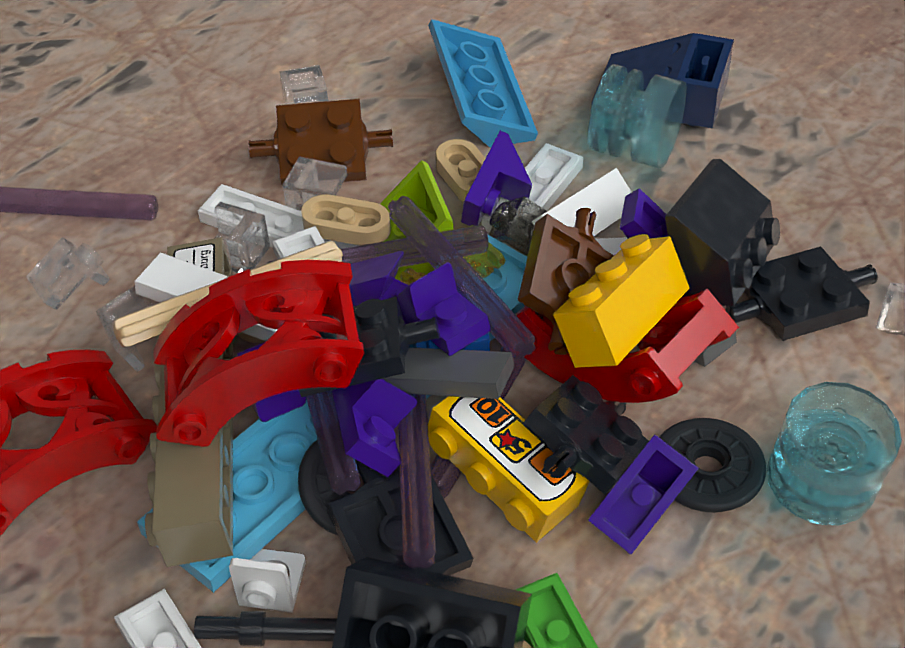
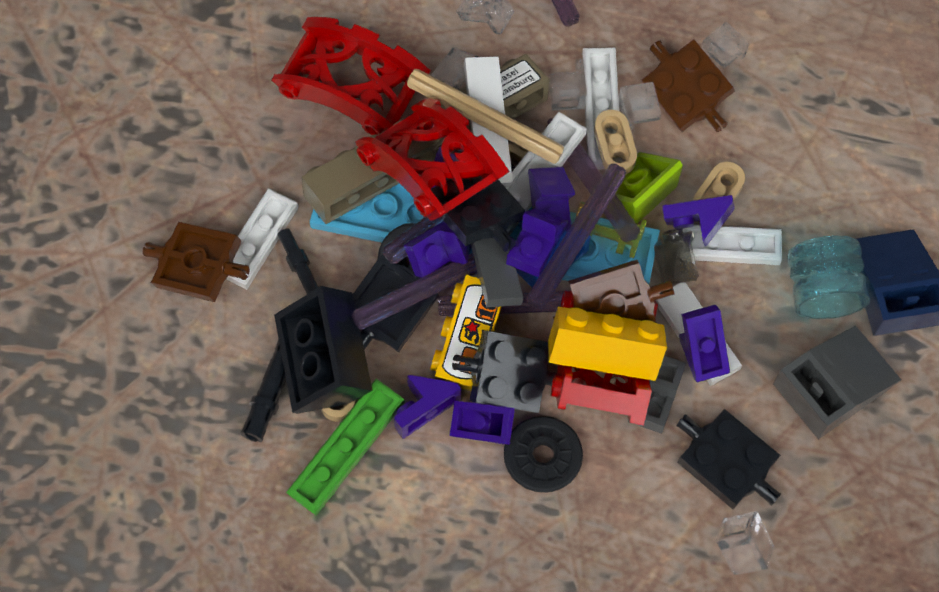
camera: 60 degrees right, 20 degrees up
(265, 579) = (320, 251): white bracket -> none
(482, 84) = (819, 155): dark azure slope -> none
(568, 549) = (433, 399): none -> dark purple slope
(602, 196) = (714, 287): white tile -> none
(722, 232) = (723, 380): black slope -> none
(771, 162) = (835, 380): none -> dark grey slope
(833, 453) = (585, 504): clear light blue wheel -> none

